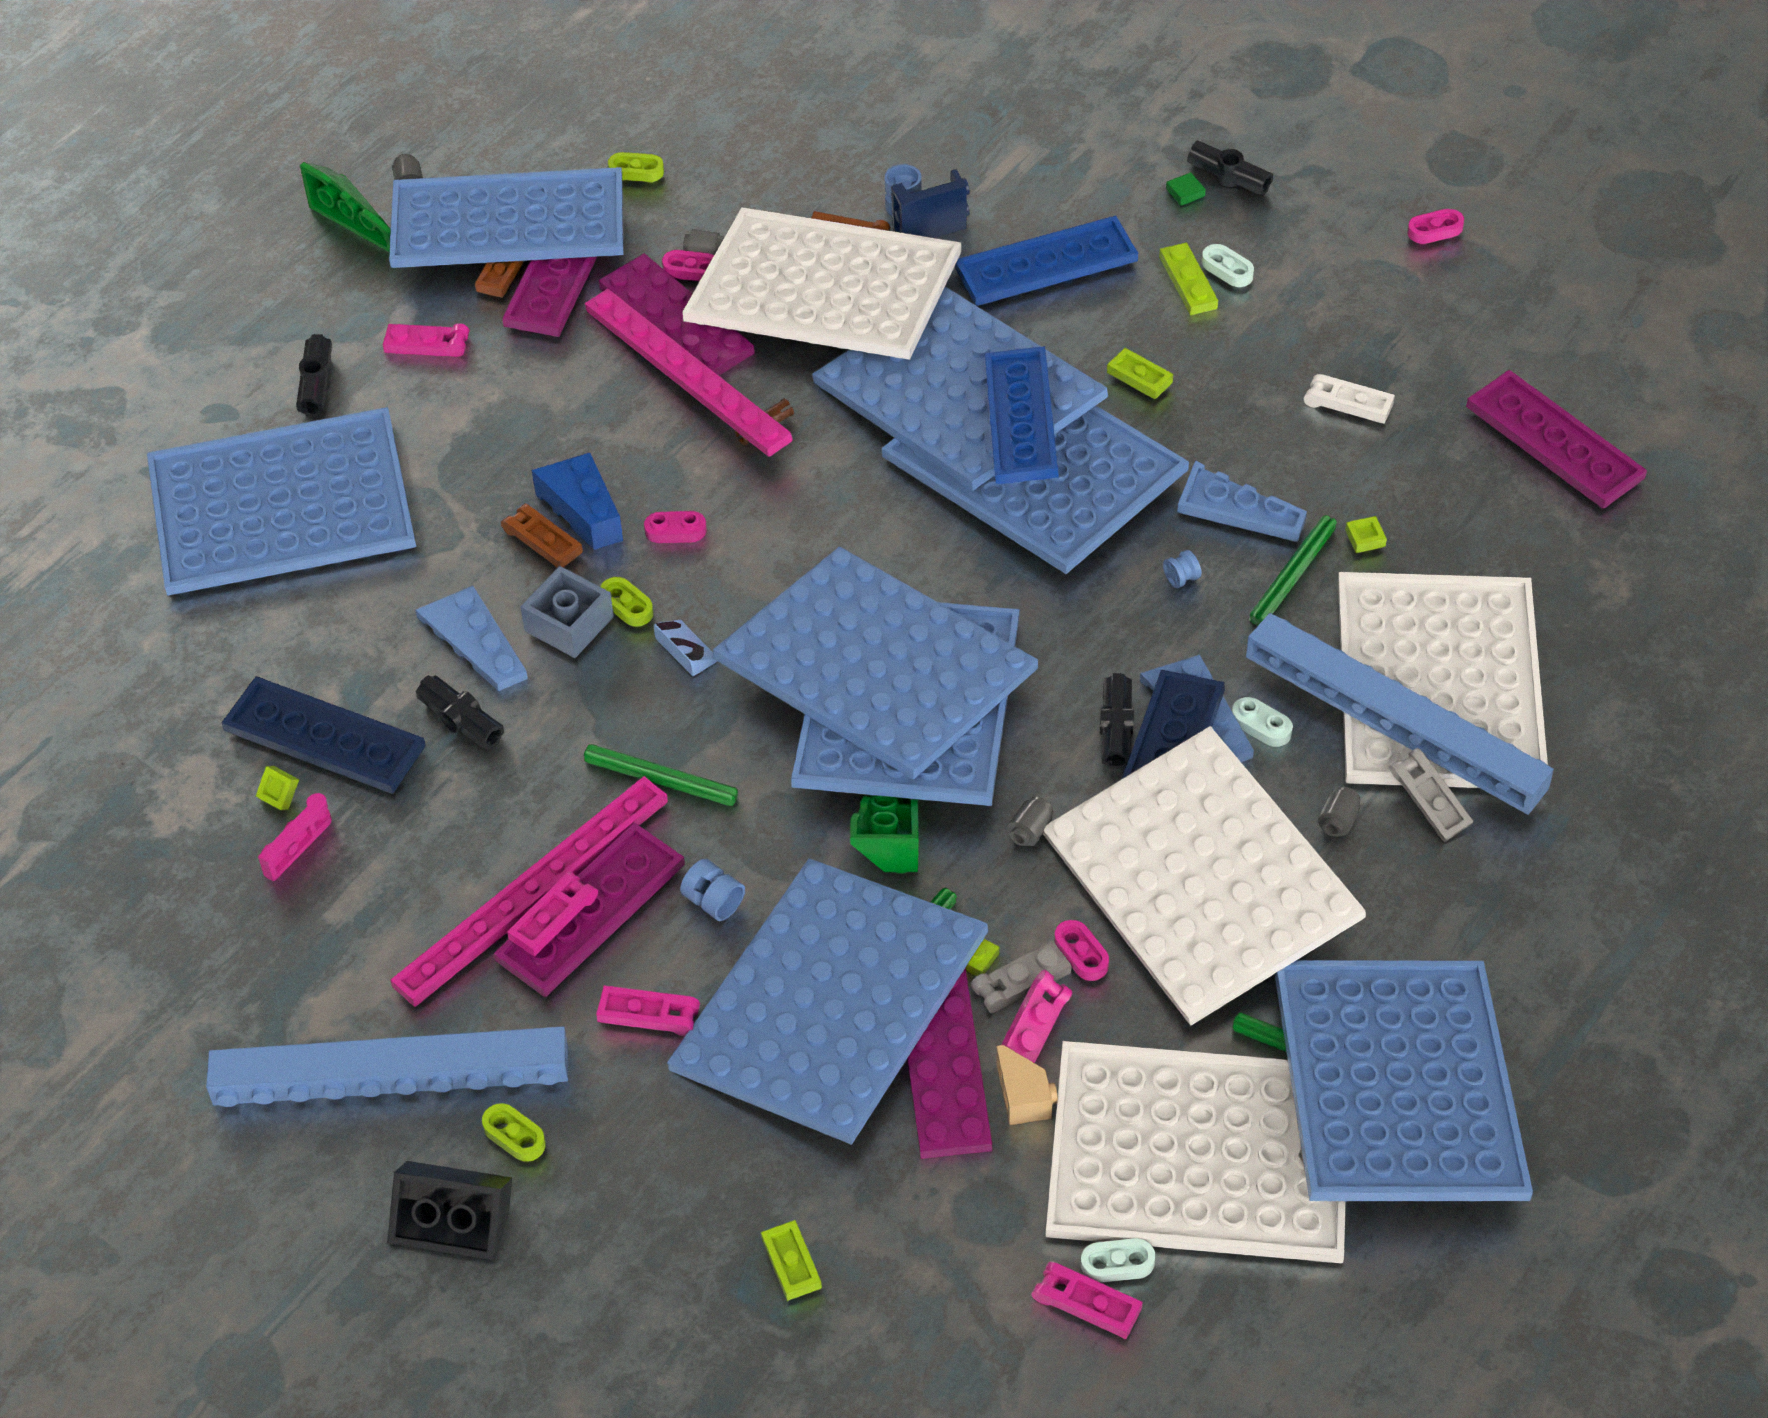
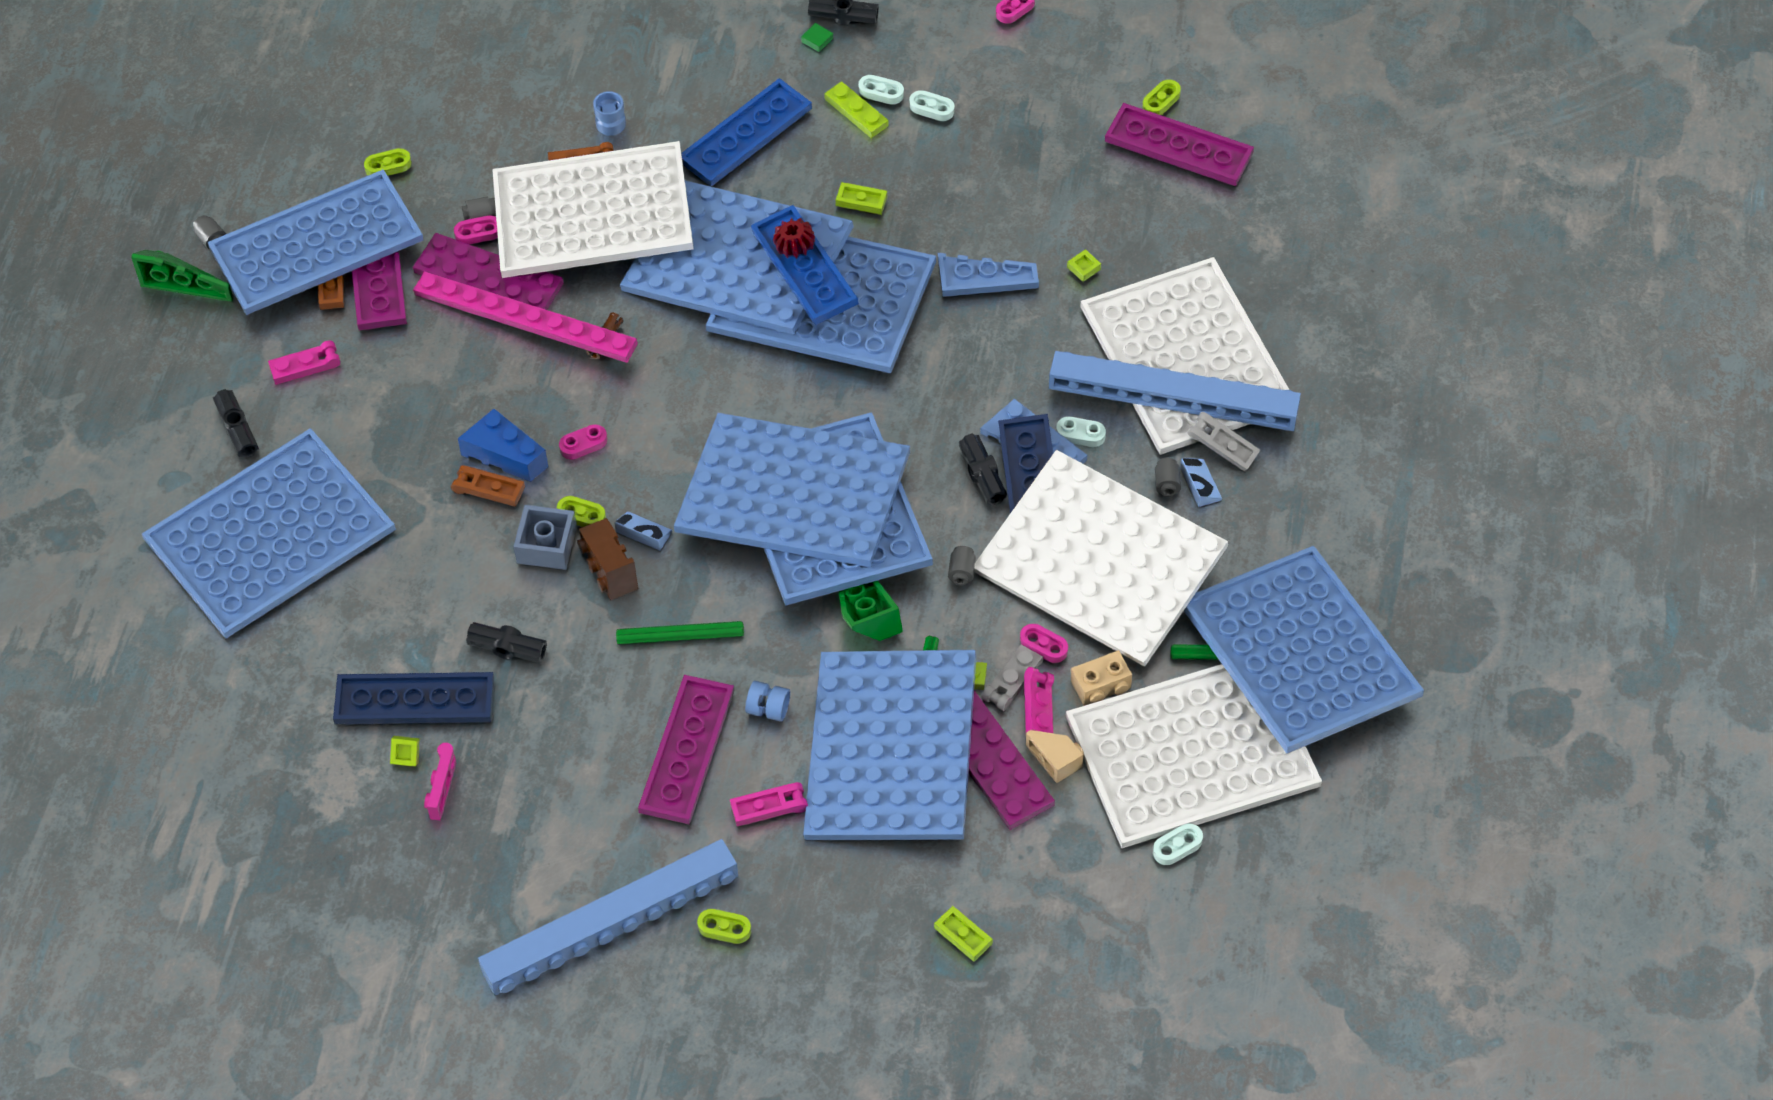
camera: 25 degrees left, 5 degrees up
(448, 1209) = (711, 997): black slope -> none
(475, 635) = (481, 580): medium blue wing -> none
(510, 904) = (635, 754): dark pink plate -> none
(551, 913) = (666, 763): dark pink plate -> none
(623, 663) = (608, 559): none -> reddish brown wedge
(931, 210) = (642, 123): dark blue panel -> none
(1020, 379) = (794, 238): none -> dark red gear
(1088, 1299) = (1171, 878): dark pink plate -> none
(1129, 1018) = (1101, 678): none -> tan brick
(1182, 569) = (970, 338): medium blue wheel -> none
(1278, 301) = (934, 106): none -> light aqua plate
(1293, 569) = (1046, 311): green axle -> none
(1349, 398) = (1020, 164): white plate -> none
(1380, 832) = (1200, 481): none -> light blue slope
(1561, 379) = (1158, 100): none -> lime plate

